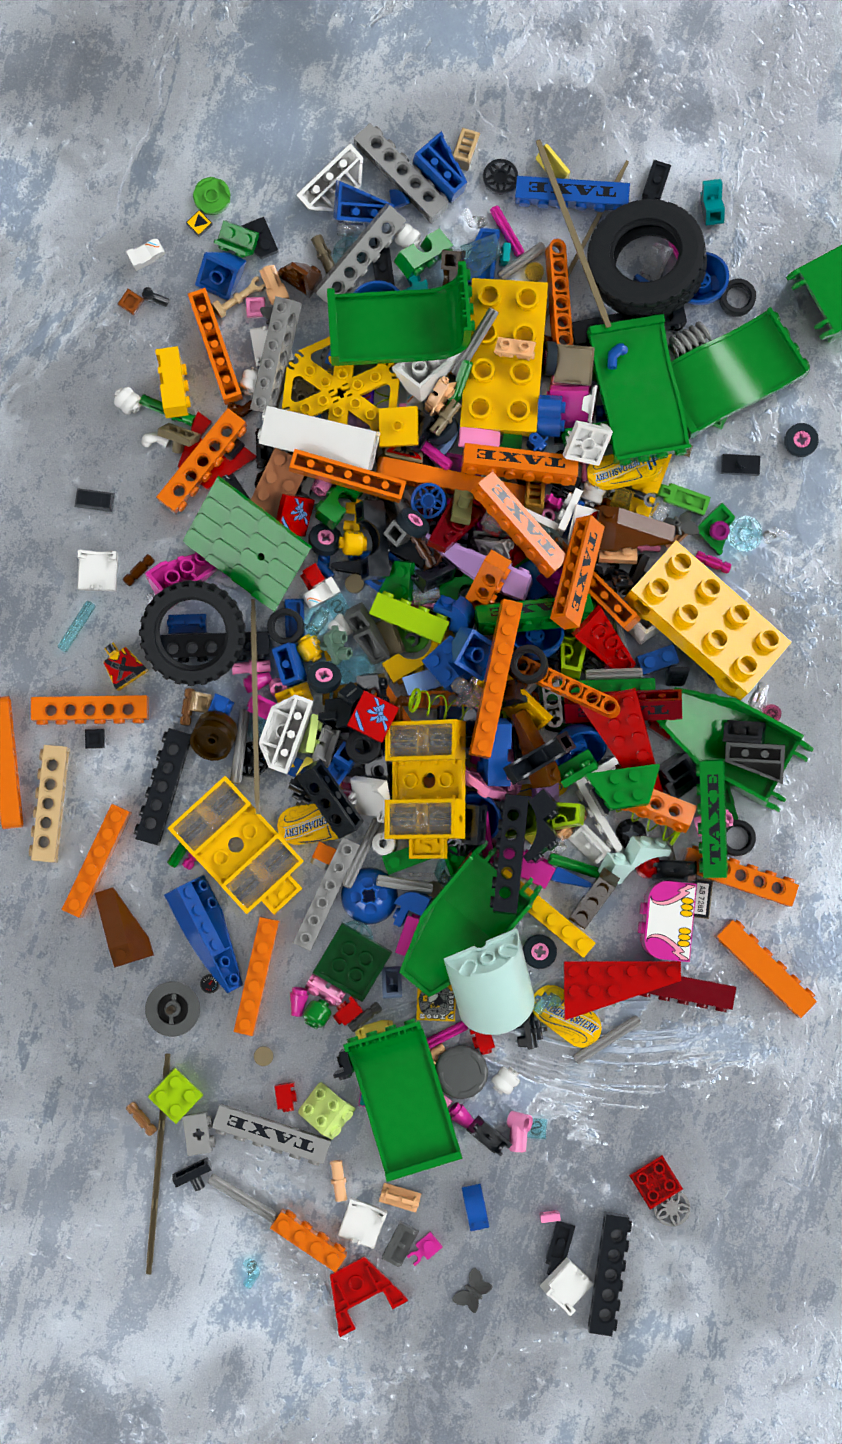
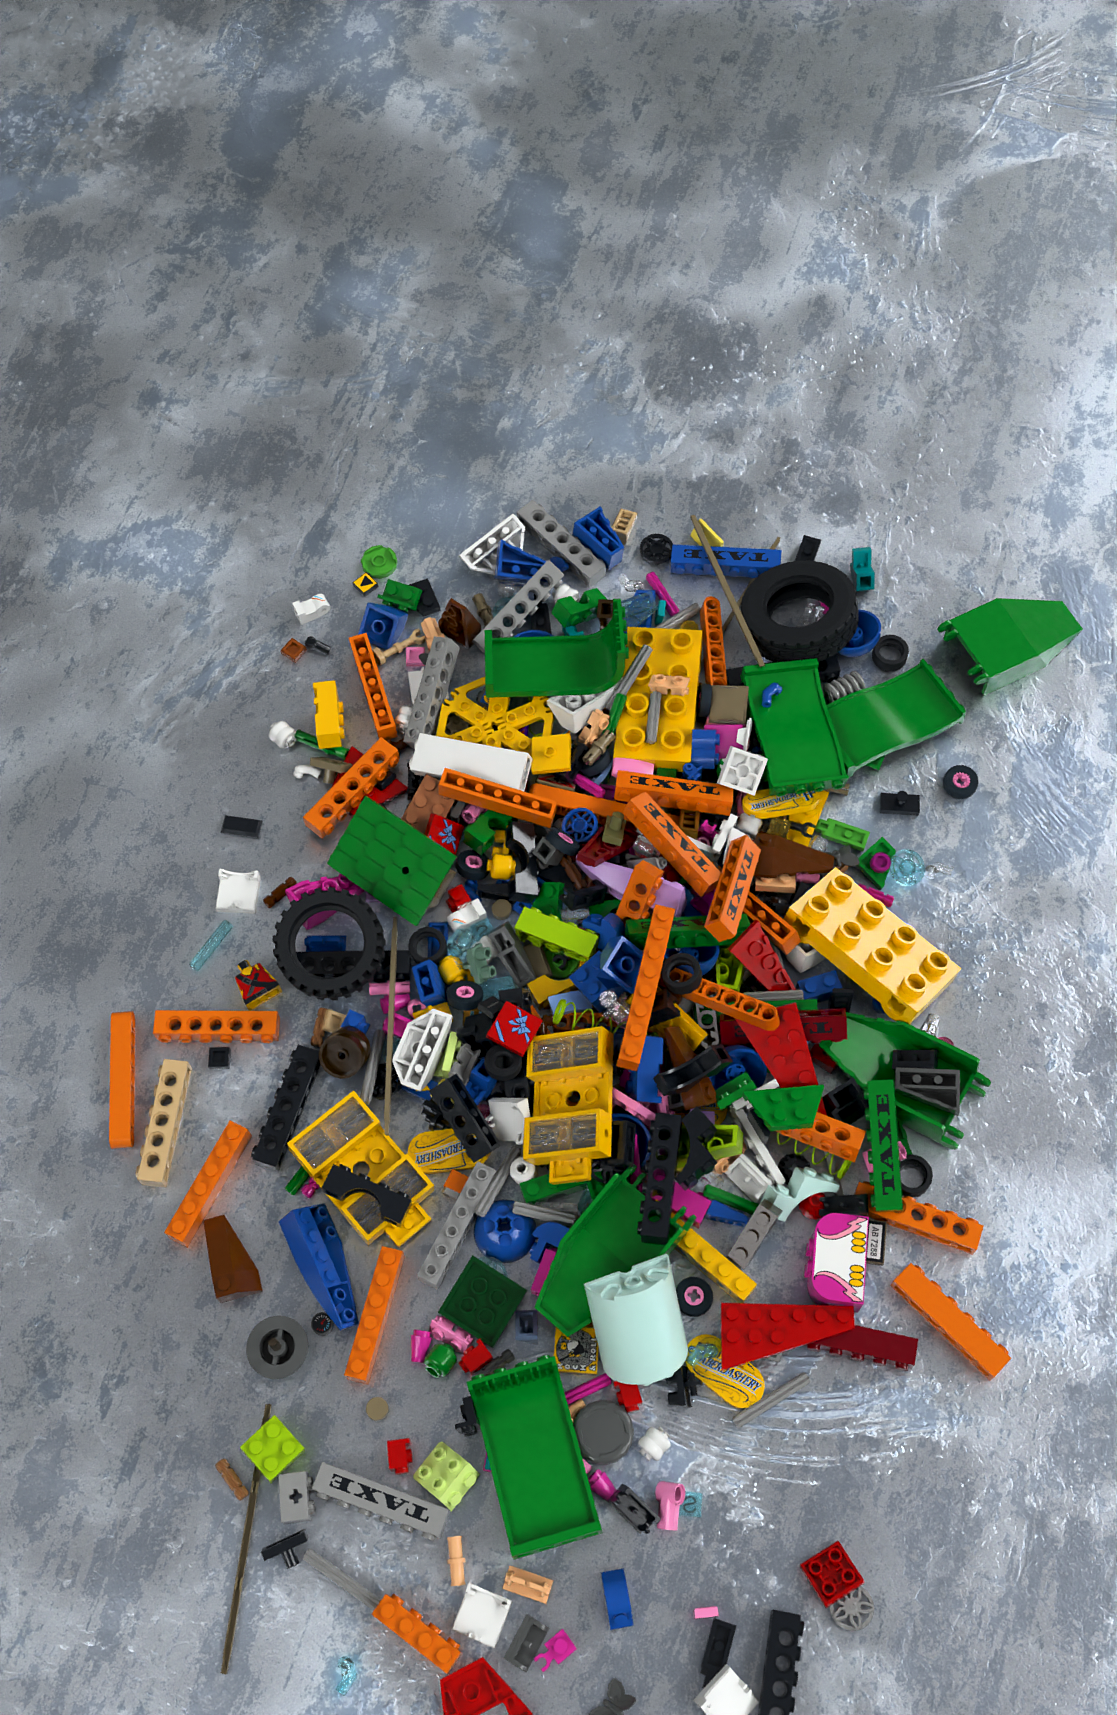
camera: 10 degrees right, 20 degrees down
(268, 884) = (343, 1183): none -> black arch
(499, 384) = (653, 717): none -> light grey axle

